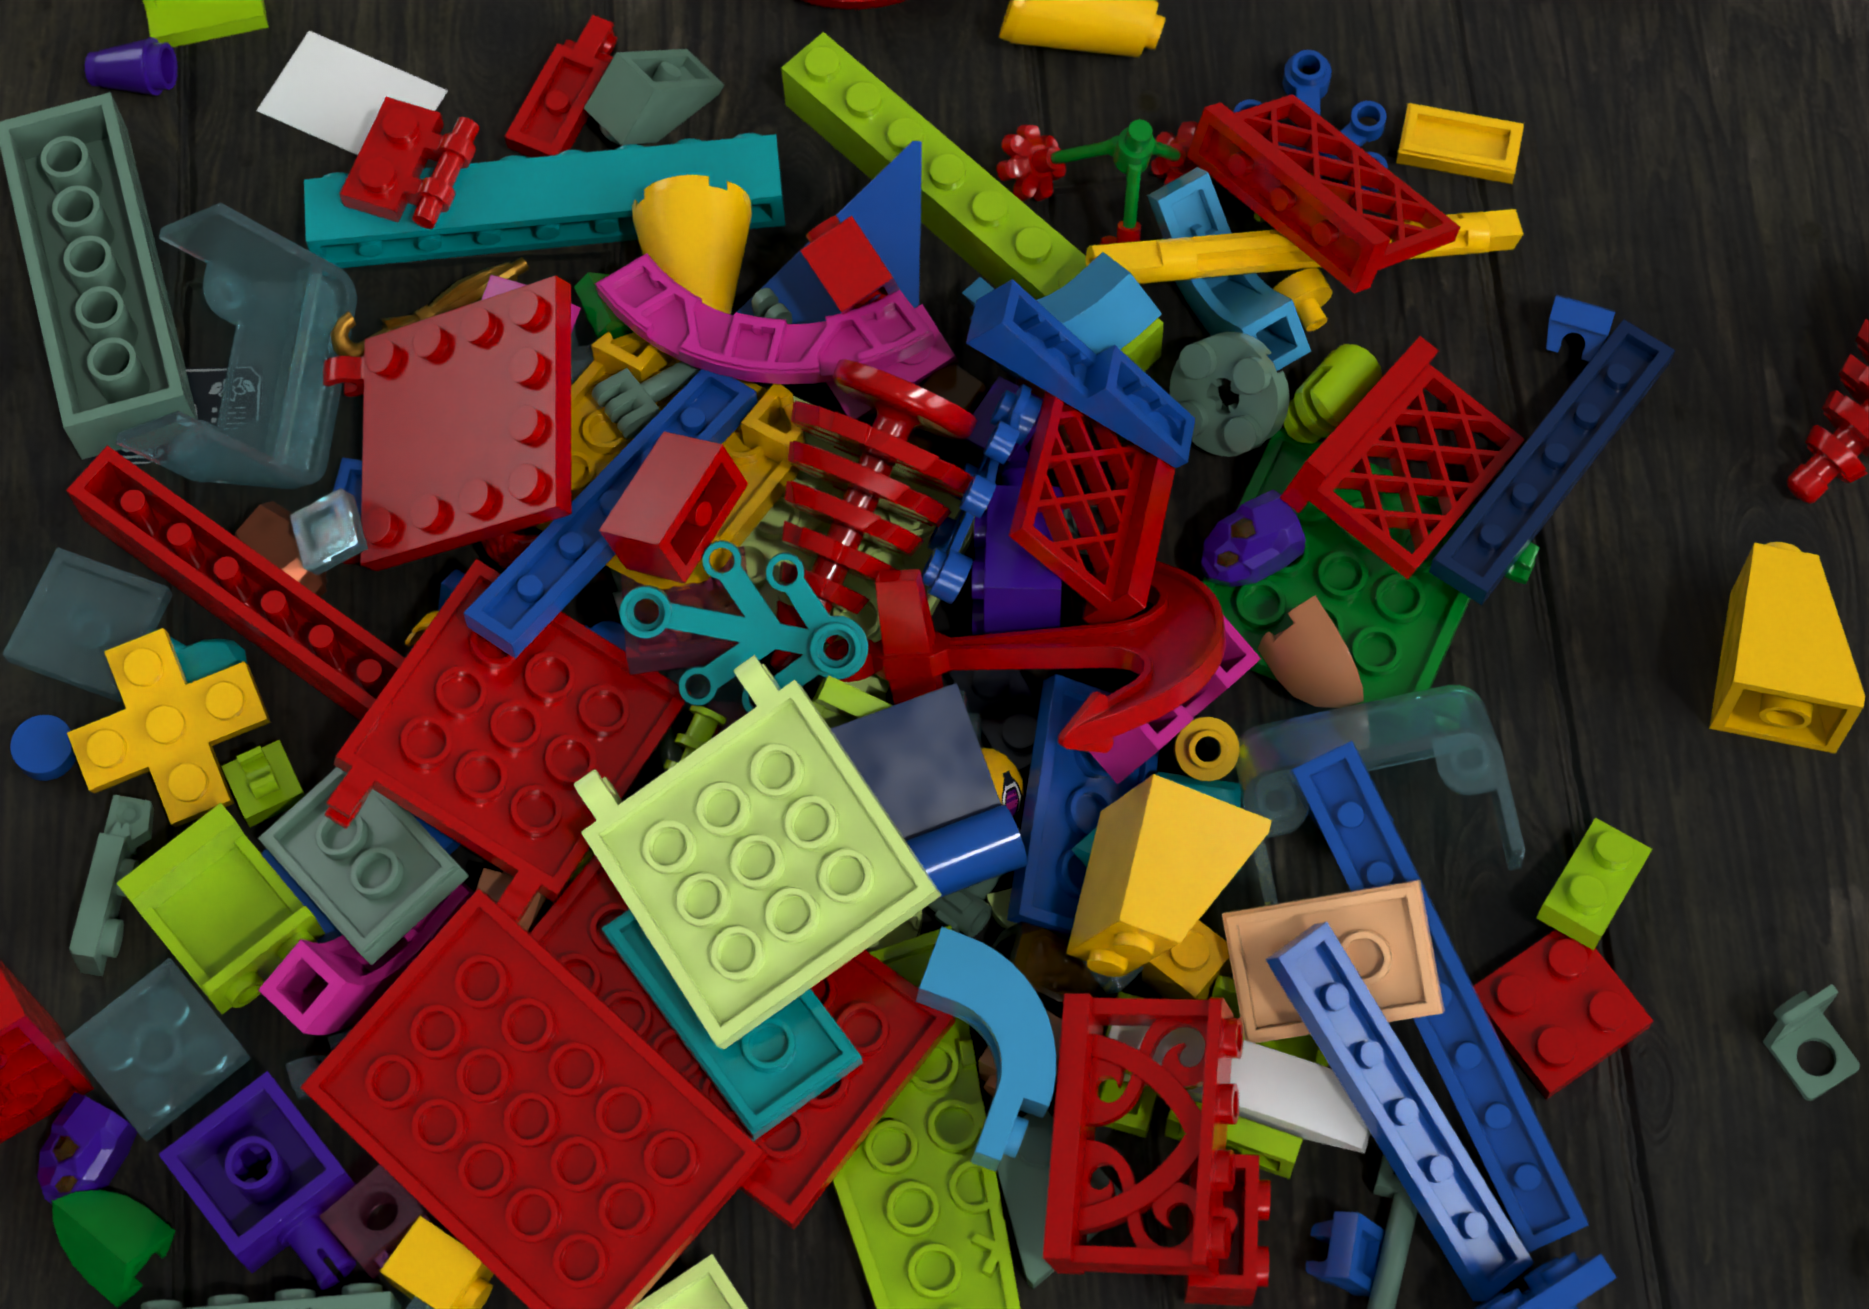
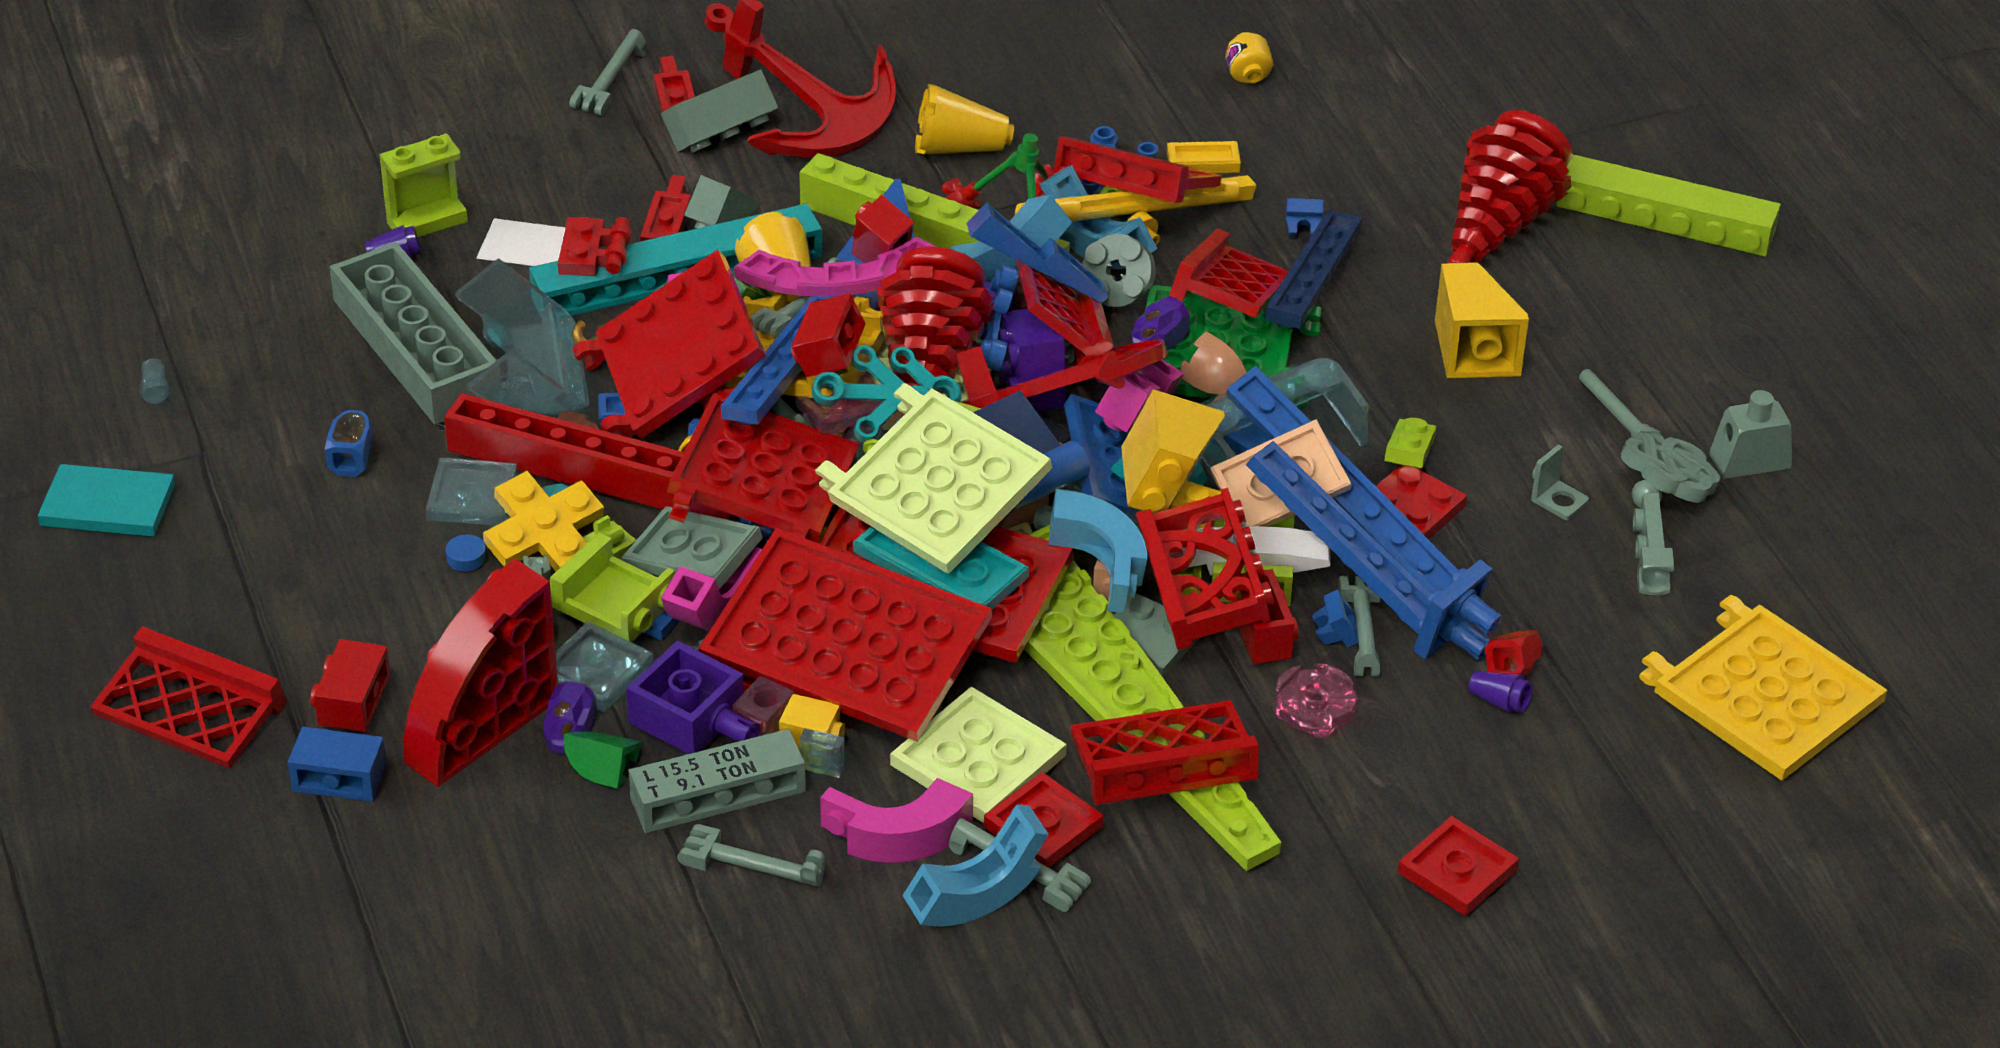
camera: 20 degrees left, 25 degrees down
(328, 531) = (612, 410): clear light blue plate -> none
(1331, 393) = (1170, 261): lime arm -> none

